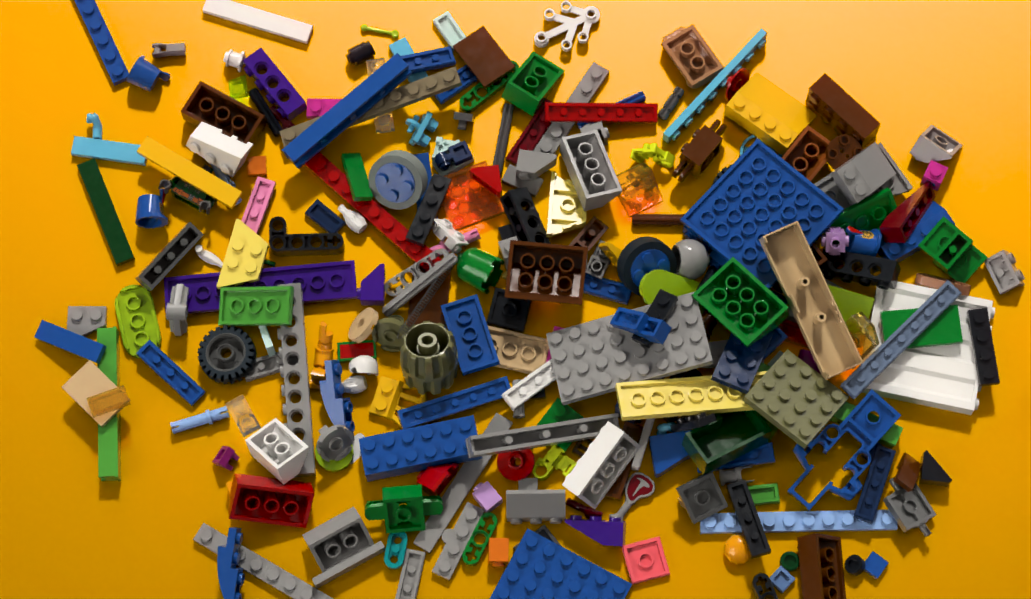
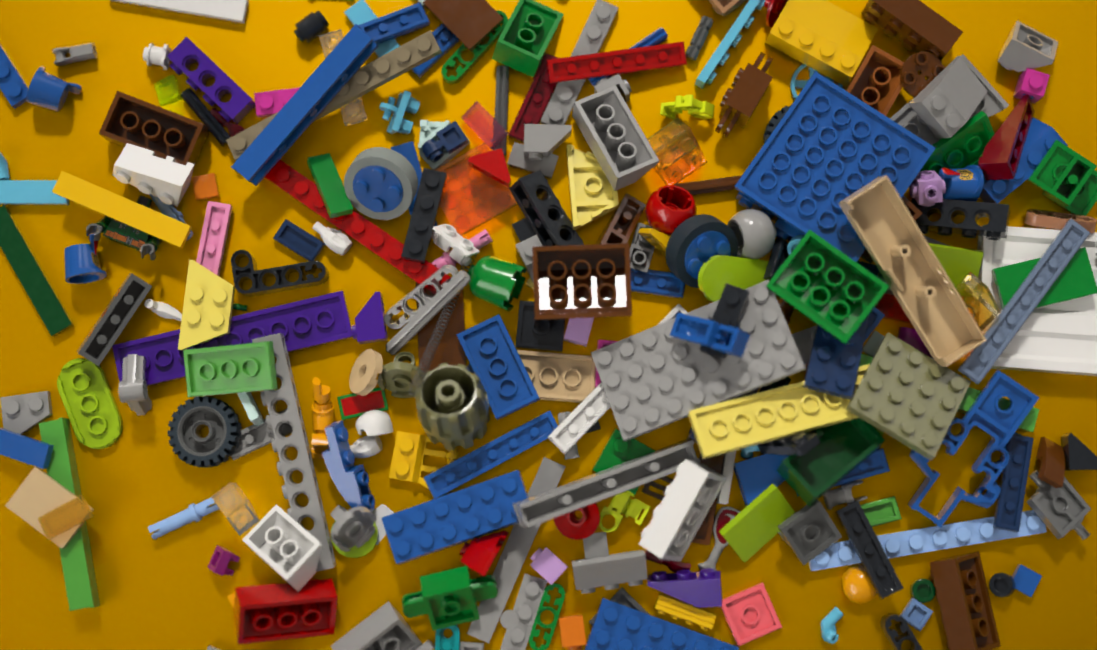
camera: 10 degrees left, 10 degrees up
(170, 373) = (139, 463): blue tile -> none
(463, 118) = (449, 92): dark grey tile -> none
(487, 147) = (484, 125): none -> tile
(539, 315) = (578, 330): none -> lavender brick
(592, 550) = (684, 611): none -> yellow piece
(625, 228) = (669, 208): none -> red wheel
(659, 486) = (757, 523): none -> lime tile
(708, 578) = (828, 626): none -> medium azure arm

